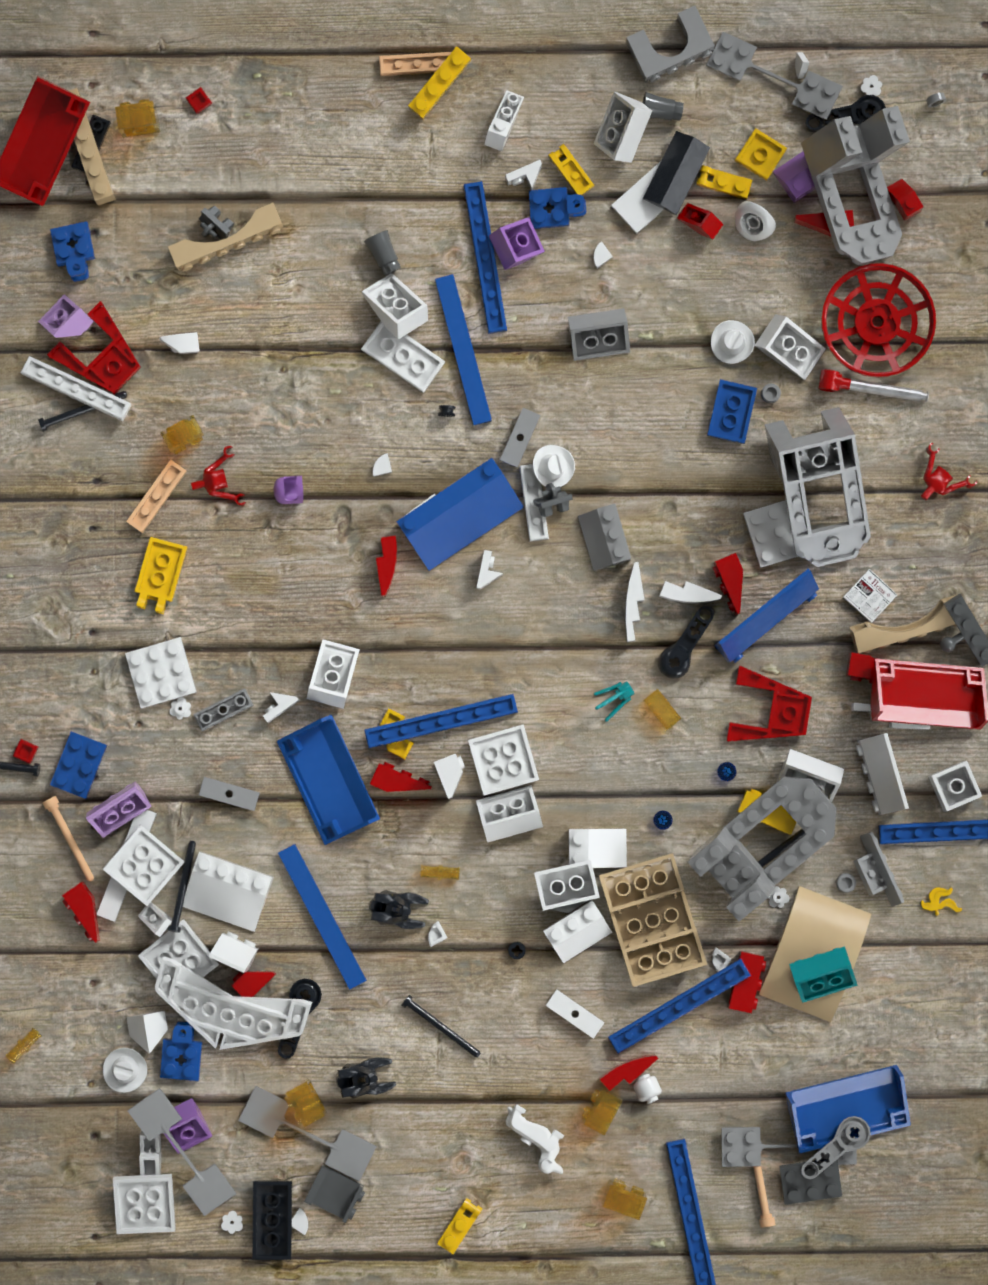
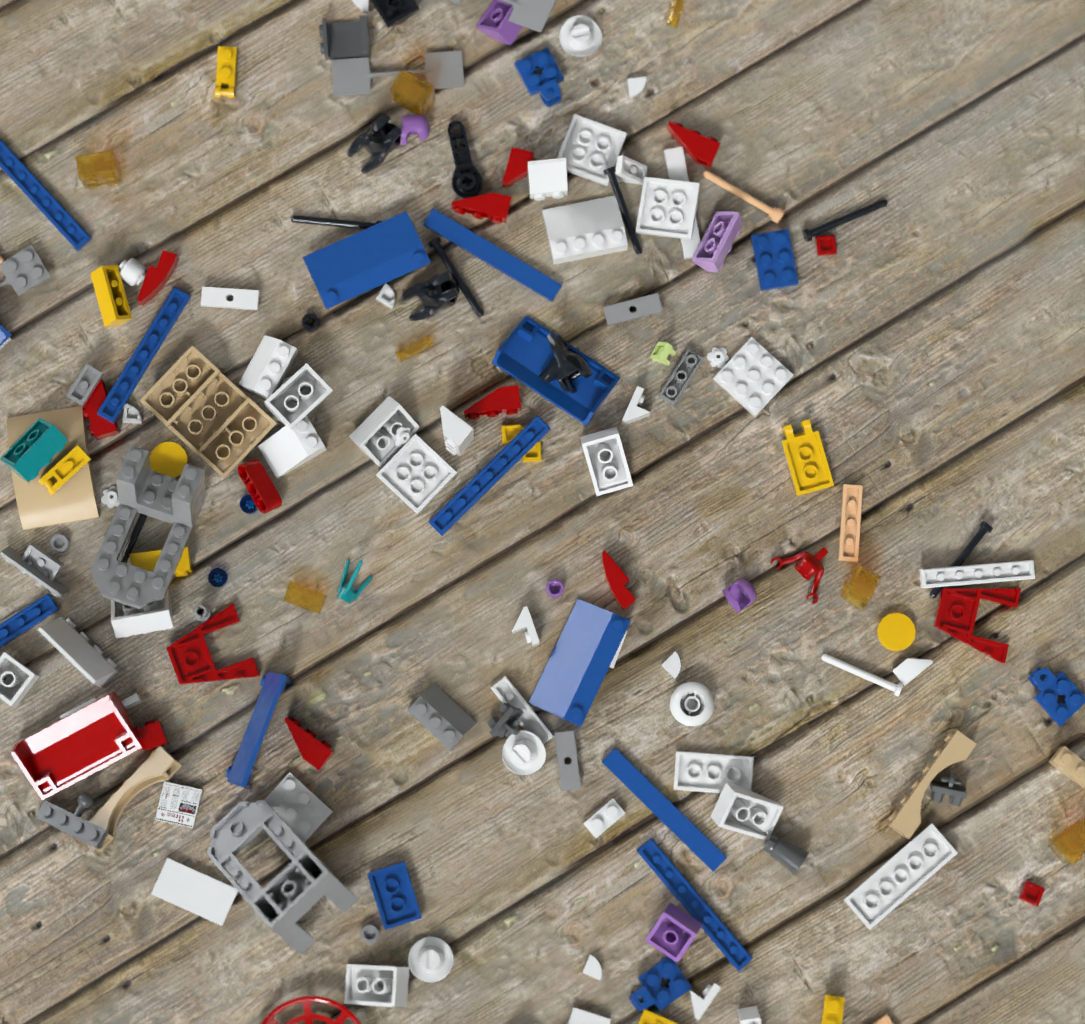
camera: 145 degrees right, 5 degrees down
(65, 319) = (1024, 628): lavender slope -> none
(103, 995) = (635, 86): none -> white tile
(147, 1029) = (581, 80): white slope -> none
(175, 381) = (896, 632): none -> yellow tile
(205, 333) = (863, 674): none -> white bar
(217, 1012) = (533, 124): white wing -> none
(227, 740) = (661, 353): none -> yellowish green tile
(298, 961) = (489, 206): none -> red slope
(299, 178) = (900, 876): none -> white plate
(318, 777) = (565, 365): none -> black piece
(320, 1074) = (414, 124): none -> medium lavender helmet
(365, 916) = (456, 276): none -> black bar
(386, 422) = (692, 704): none -> white hat
(435, 975) = (366, 260): none -> blue slope
(443, 590) = (555, 588): none -> medium lavender tile
(446, 410) = (646, 746): black bush -> none
(496, 800) = (402, 436): none -> white plant
(517, 372) = (604, 818): none -> white plate
(538, 1136) = (202, 180): white animal -> none
(599, 334) = (552, 894): light grey slope -> none
(602, 1110) = (159, 230): clear yellow brick -> none
(634, 595) = (386, 680): white slope -> none
(645, 829) = (259, 486): none -> red beam
(678, 1077) = (111, 295): none -> yellow brick
(683, 648) = (317, 662): black beam -> none
(688, 594) = (339, 710): white slope -> none
(710, 900) = (168, 459): none -> yellow tile
(747, 1007) = (84, 385): none -> light grey plate
(762, 745) = (198, 612): none -> light grey pin
(805, 940) = (65, 469): none -> yellow plate
(833, 381) = (318, 977): flat silver piece -> none
(898, 514) = (194, 891): none -> white tile
(940, 478) = (175, 945): red piece -> none

